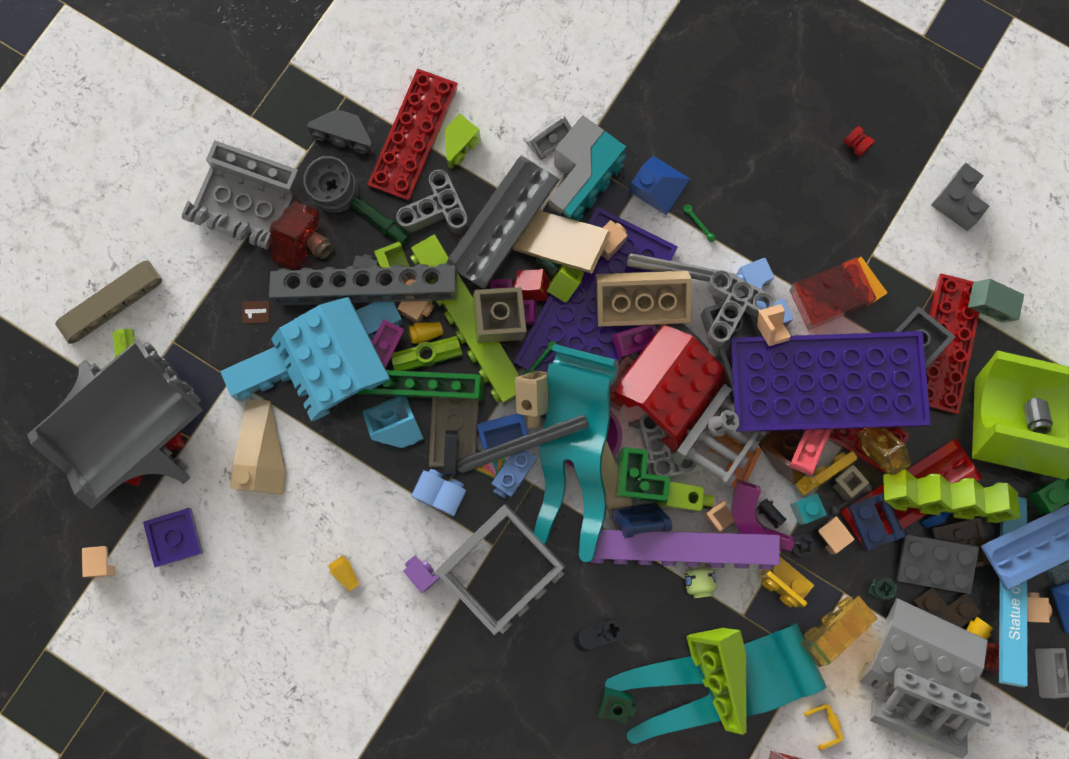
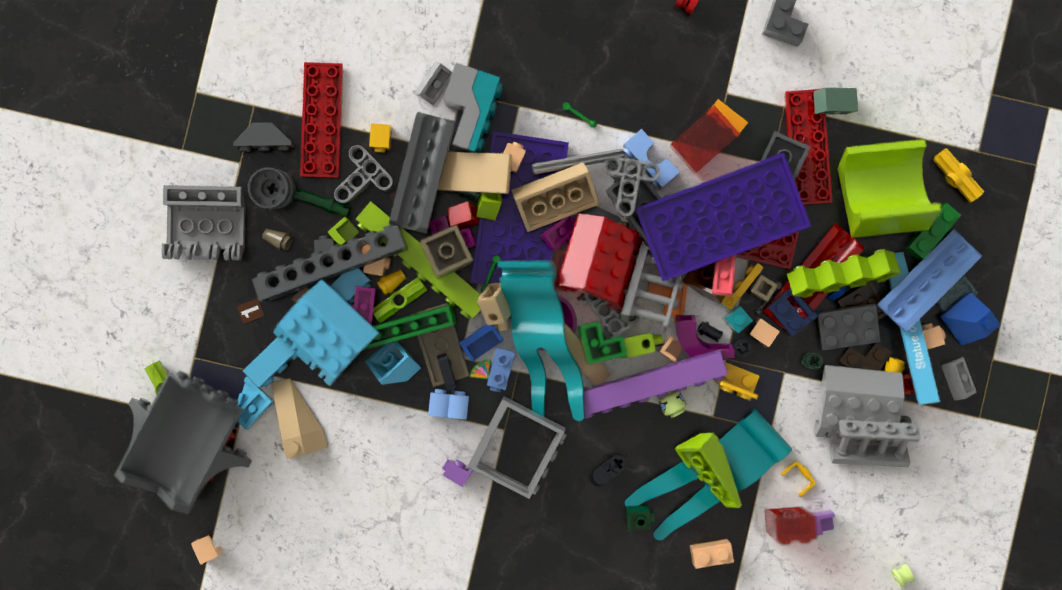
camera: 20 degrees left, 10 degrees up
(108, 302) = (131, 344): dark tan beam -> none
(172, 537) = (256, 510): dark purple plate -> none
(217, 414) = (254, 403): none -> medium azure wing
(291, 234) = (256, 240): clear red brick -> none
(344, 573) = (397, 490): yellow cone -> none
(460, 138) = (361, 111): lime slope -> none
(470, 172) = (380, 137): none -> yellow brick
(522, 443) = (500, 347): dark grey axle -> none
(641, 519) = (609, 370): dark blue plate -> none
(658, 184) = (536, 93): blue slope -> none
(722, 422) = (647, 278): light grey bush -> none
(771, 325) = (664, 188): light nougat panel -> none
(838, 630) = (788, 405): clear yellow brick -> none
(885, 449) = (782, 256): clear yellow brick -> none
(1038, 416) = (892, 189): dark grey brick -> none

